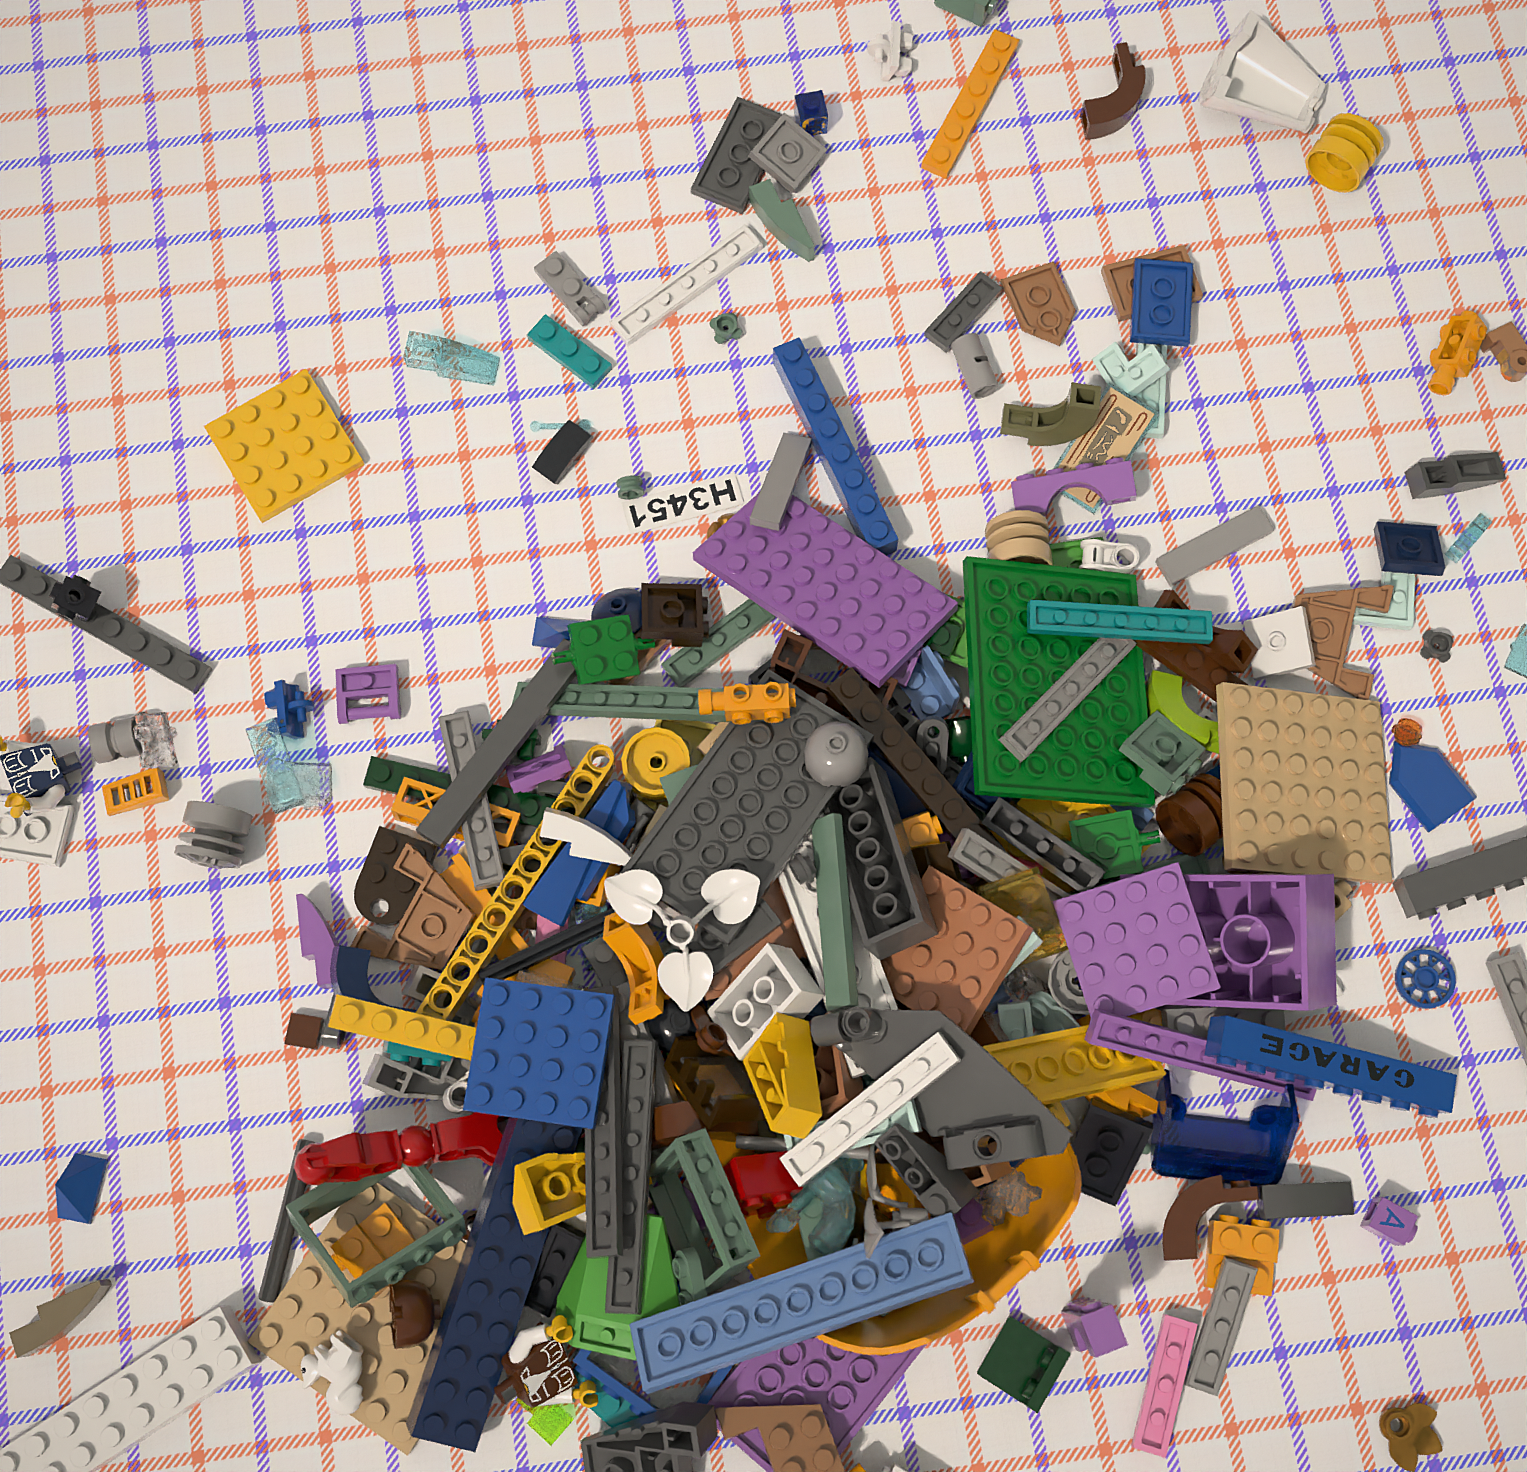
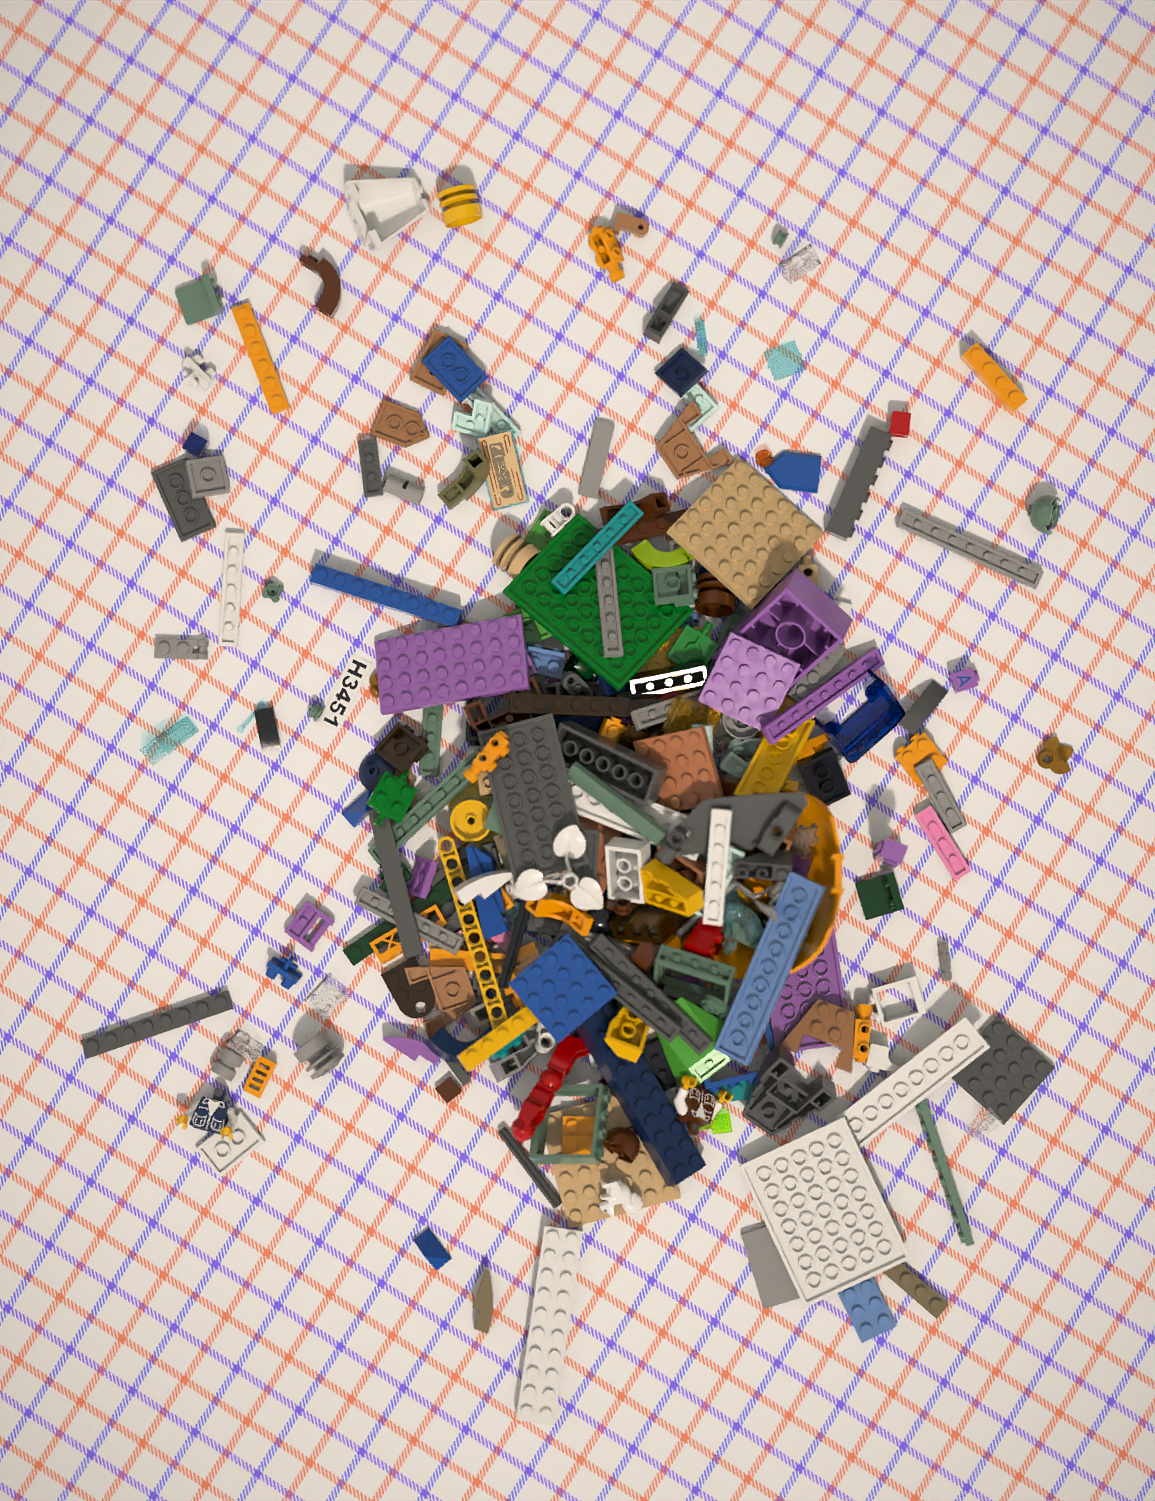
camera: 50 degrees left, 10 degrees up
(81, 589) = (140, 1026): black brick -> none
(275, 765) = (311, 998): clear light blue plate -> none
(284, 445) = (139, 860): yellow plate -> none
(569, 351) = (215, 678): teal plate -> none
(780, 481) = (380, 638): light grey tile -> none
(781, 219) = (240, 512): sand green slope -> none
(802, 868) = (585, 800): dark grey plate -> none
(836, 754) = (546, 739): light grey cylinder -> none
(1111, 482) = (524, 483): medium lavender arch -> none
(1184, 1216) = (881, 766): reddish brown arch -> none
(1281, 643) = (671, 477): white plate -> none
(1330, 1065) = (875, 644): blue brick -> none
(1425, 979) = (878, 560): blue wheel -> none
(1442, 639) = (732, 403): dark grey plate -> none

